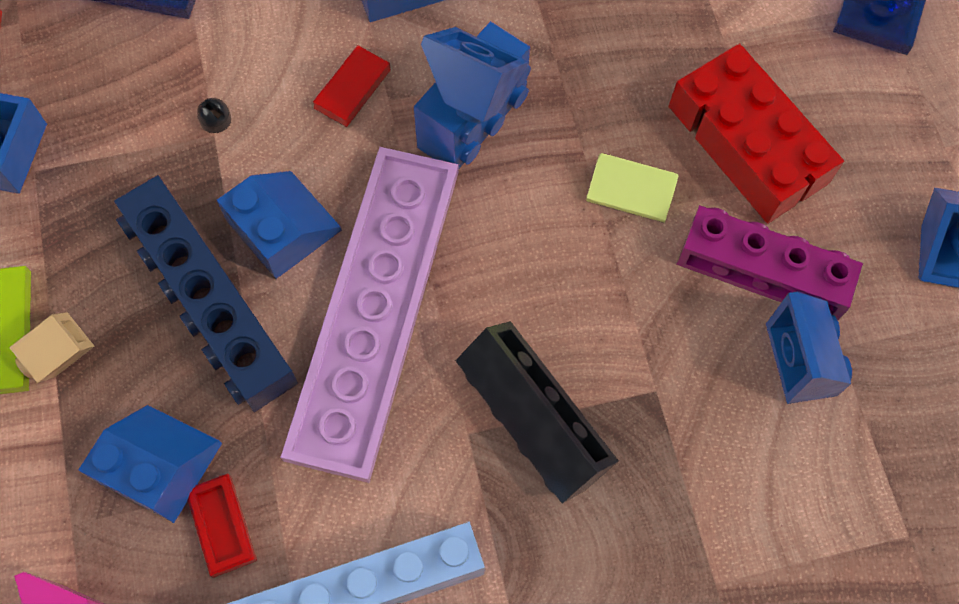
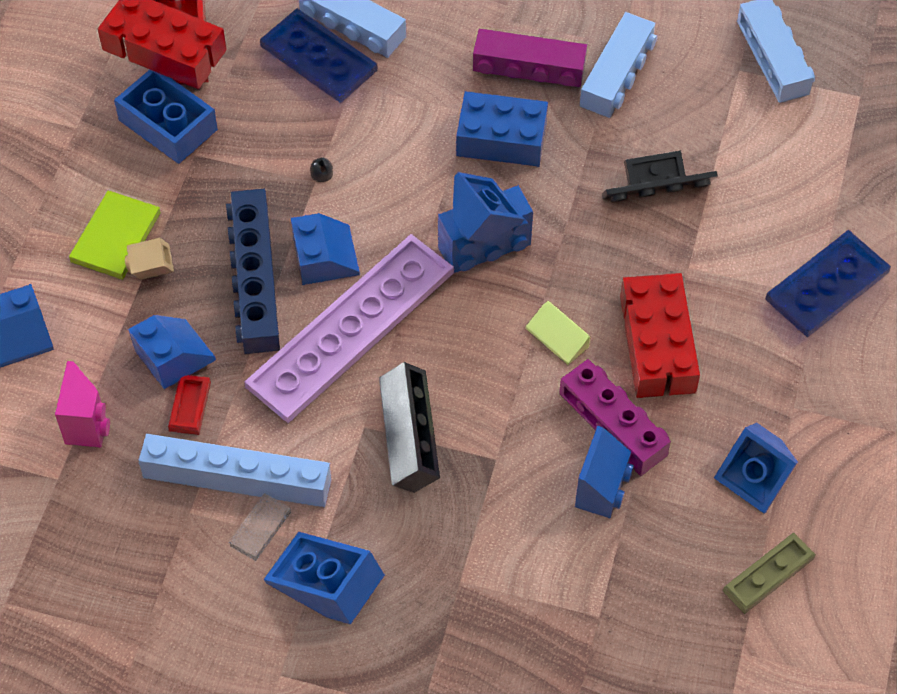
camera: 30 degrees right, 10 degrees down
(351, 86) = (418, 190): red tile -> none

